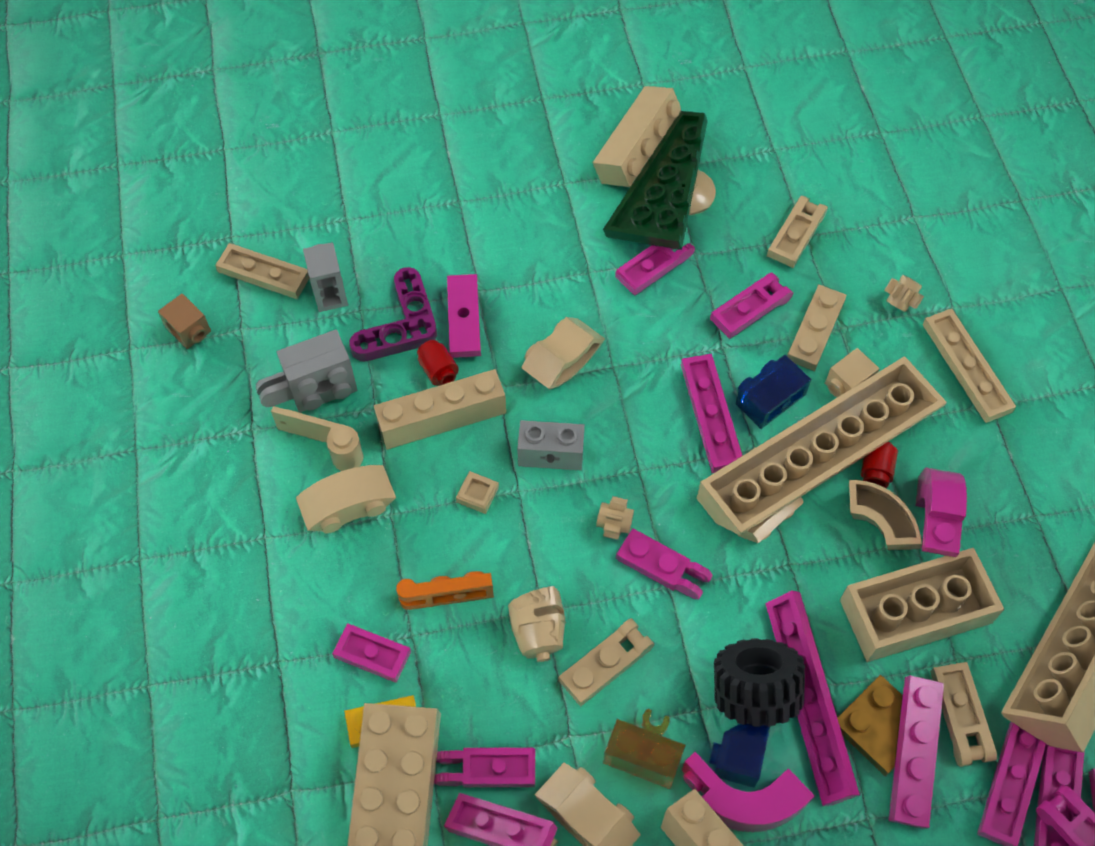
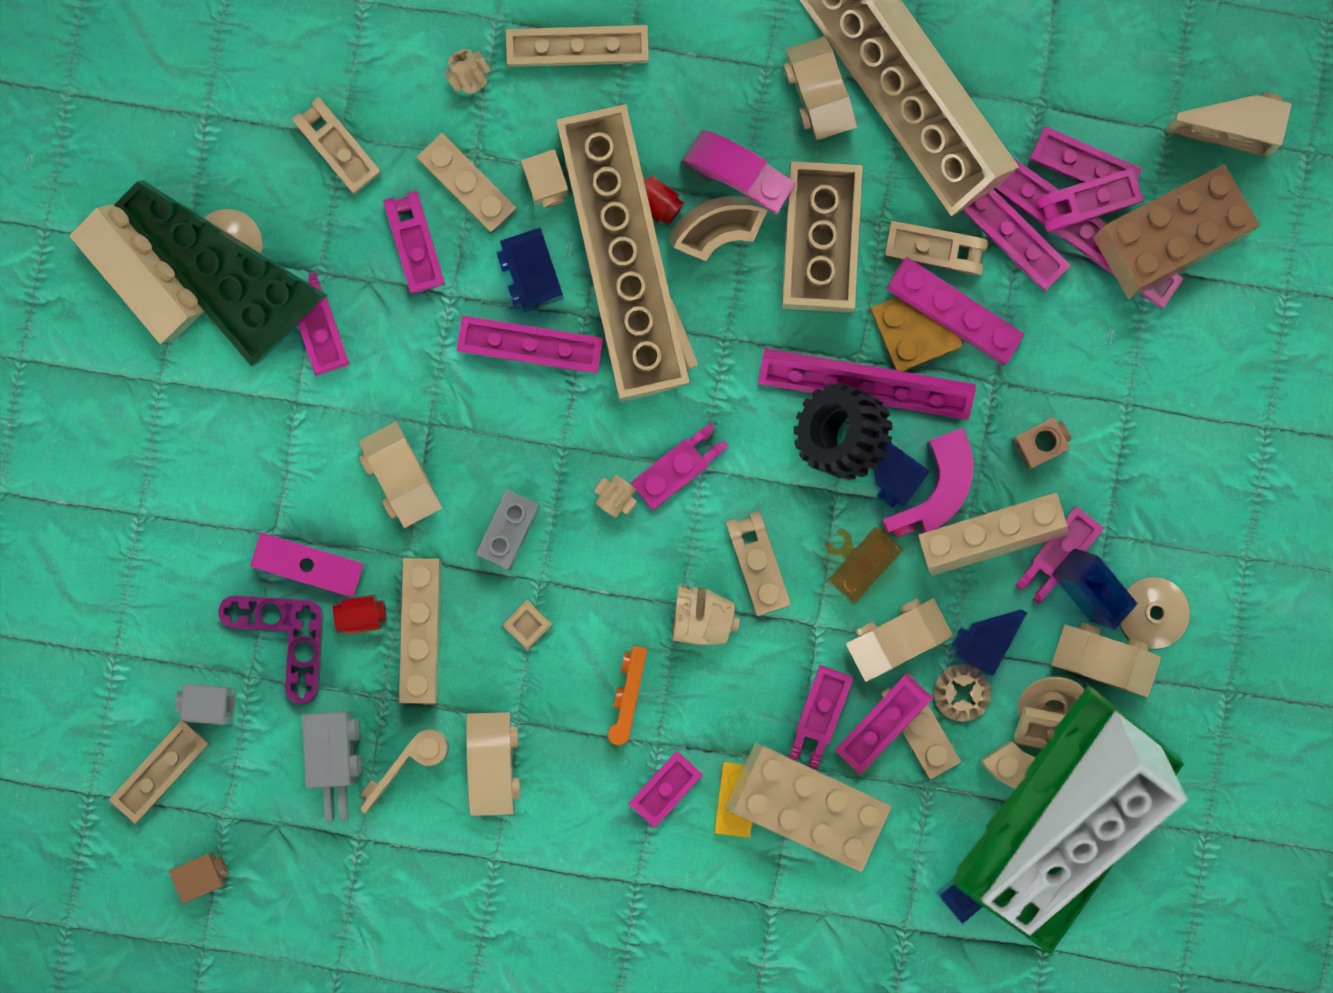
camera: 70 degrees left, 25 degrees up
(1044, 559) = (820, 88): none -> tan brick

